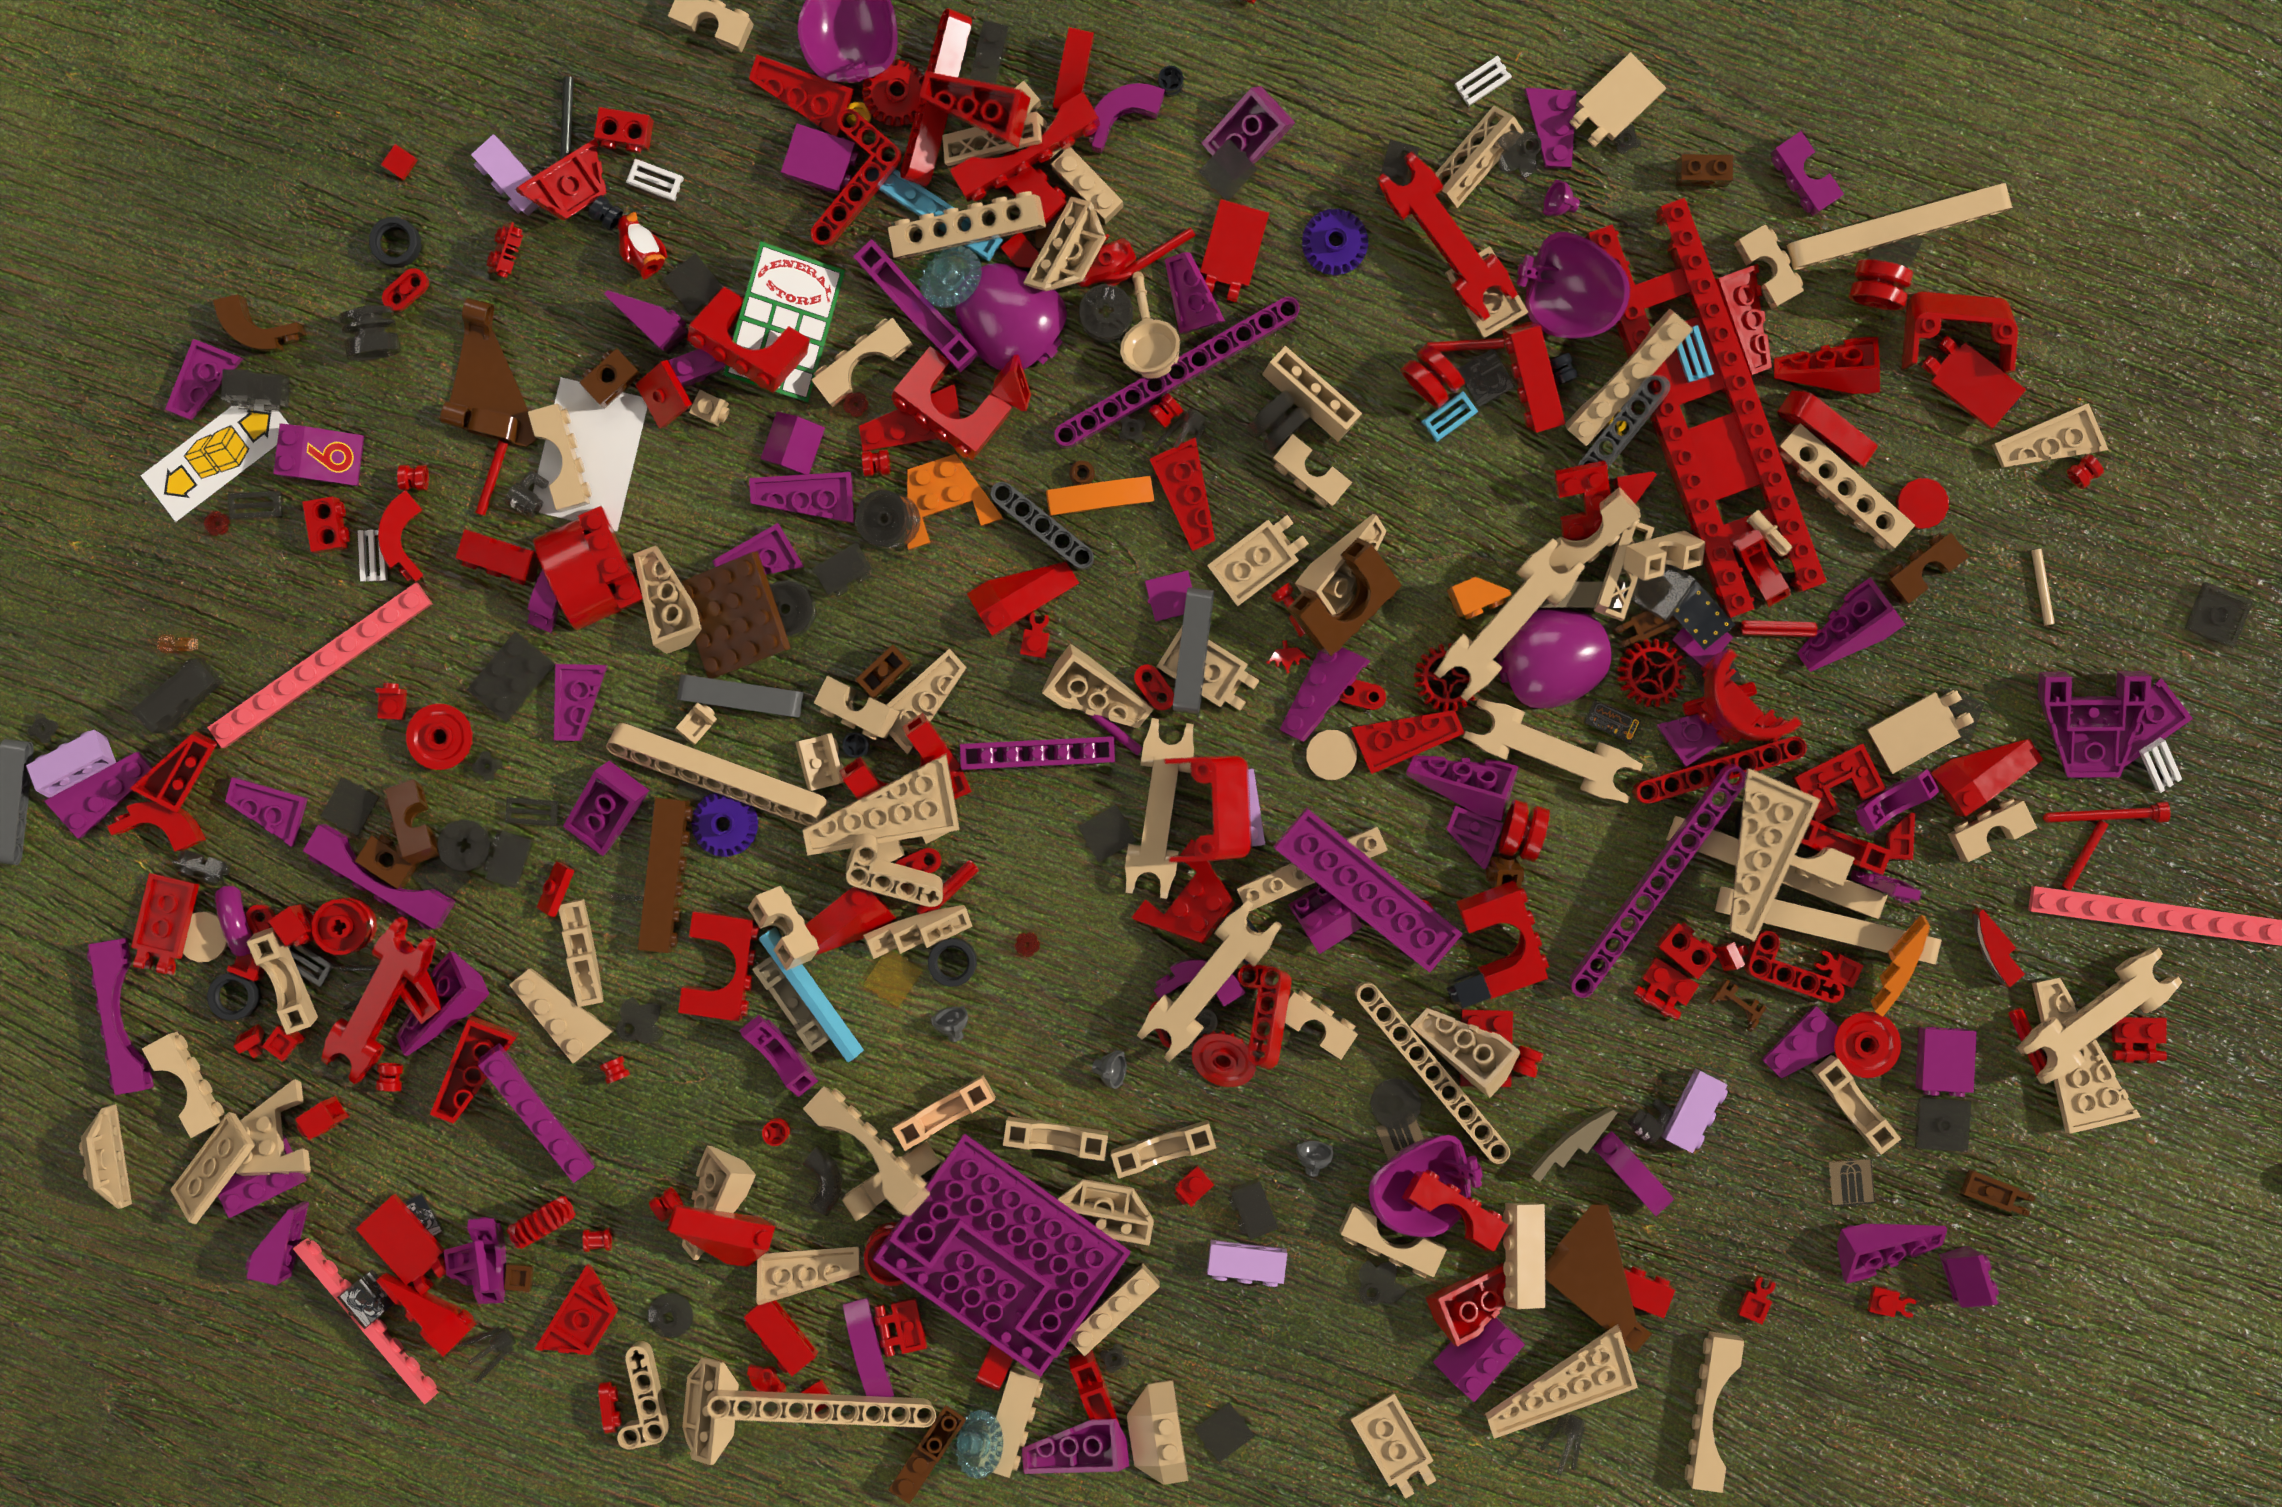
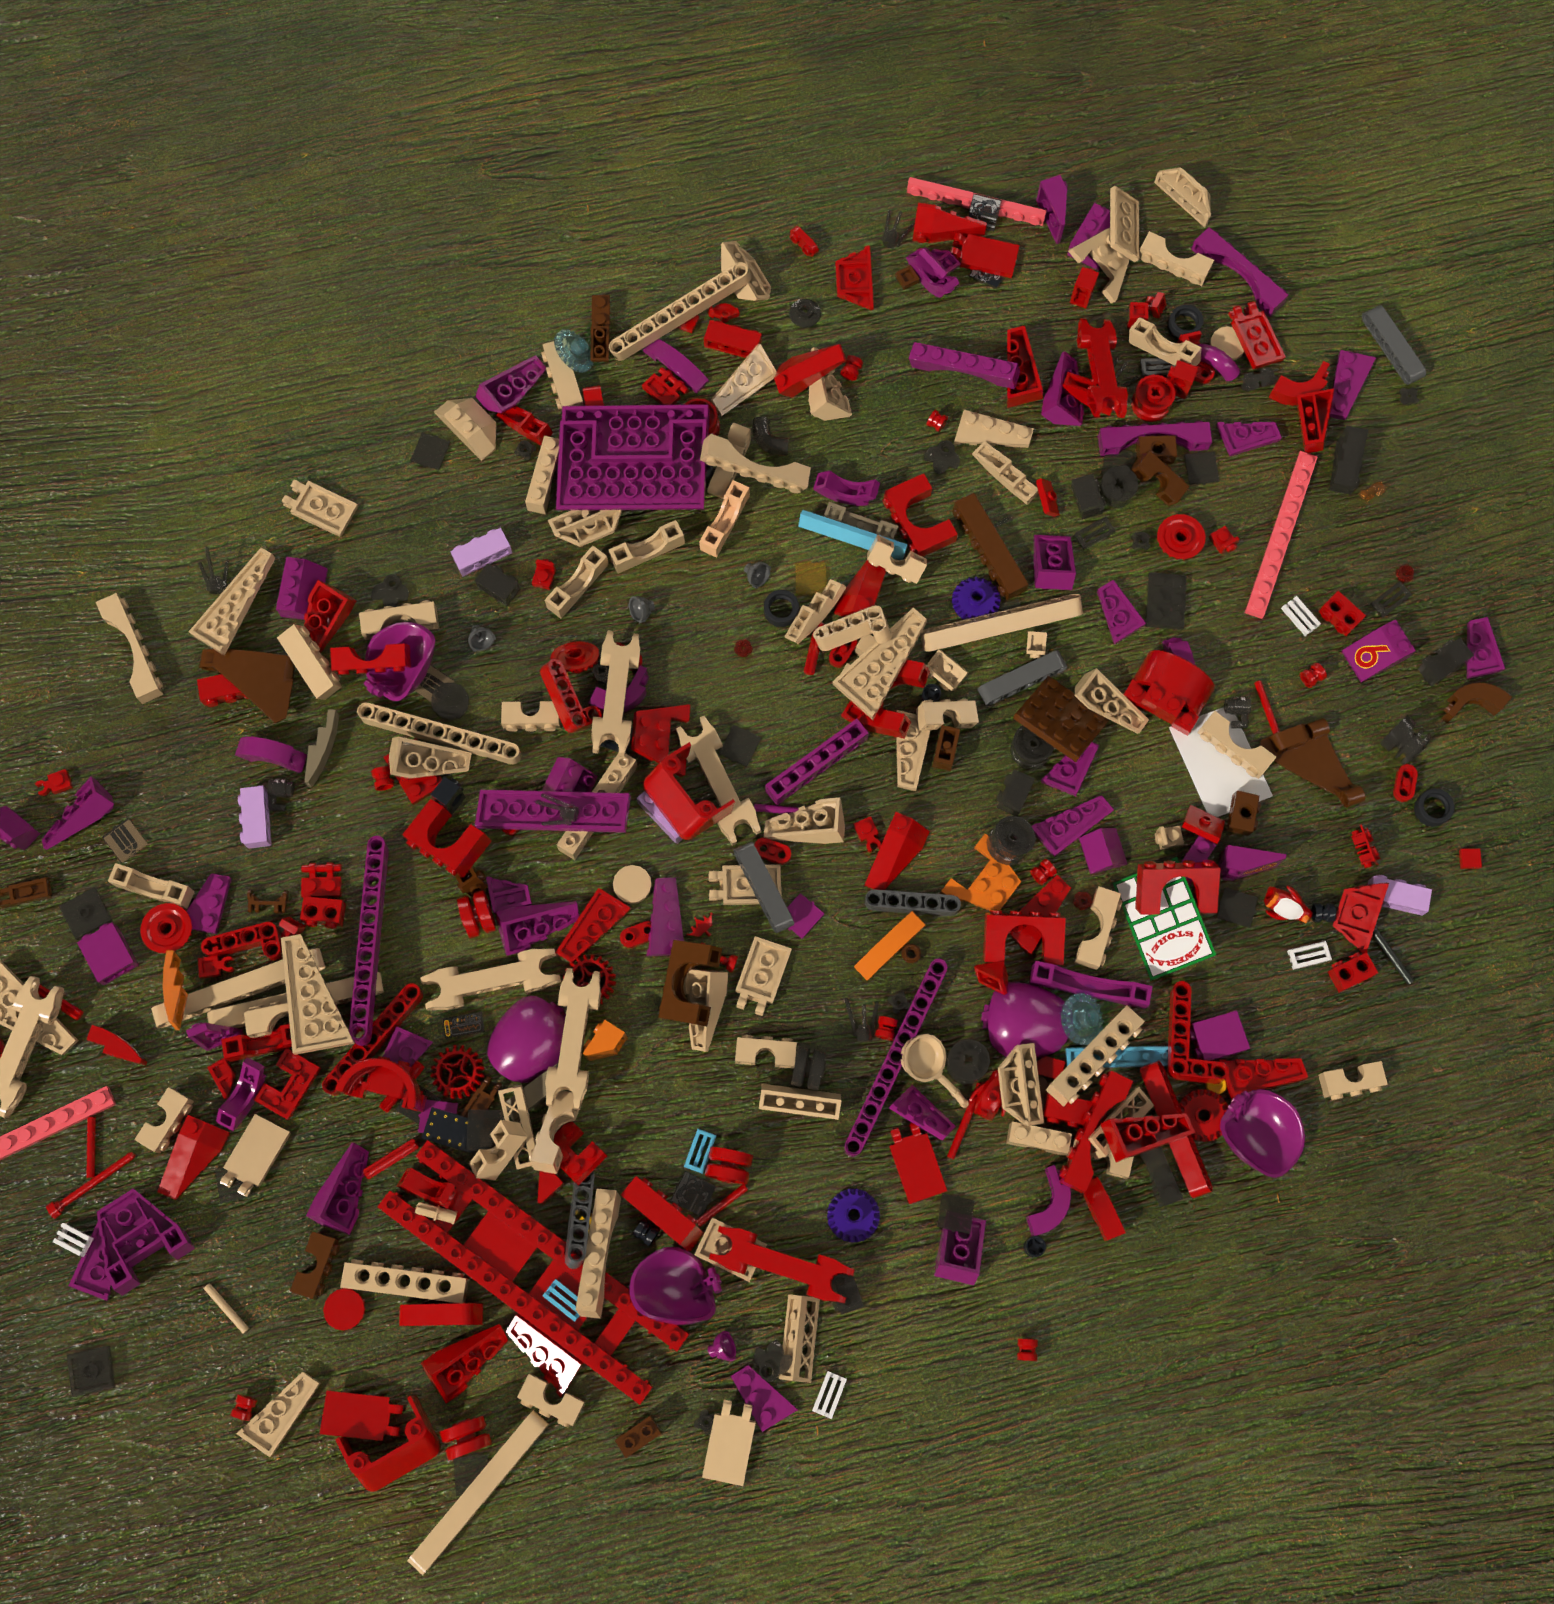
camera: 145 degrees right, 15 degrees down
(71, 763) = (1377, 386): lavender brick -> none
(212, 458) = (1437, 609): sticker -> none
(391, 1080) = (1063, 335): red wheel -> none
(392, 523) = (1300, 632): red arch -> none
(497, 557) = (1228, 661): red wedge -> none
(541, 1222) = (916, 310): red gear -> none
(597, 1239) = (877, 324): red bush -> none
(641, 1393) = (802, 276): tan beam -> none
(773, 1135) = (817, 442): red wheel -> none
(1184, 486) = (839, 987): red wing -> none
(1355, 870) = (567, 811): none -> clear smoke plant
(1755, 1304) = (143, 726): red plate -> none
(1814, 193) = (584, 1488): magenta arch -> none

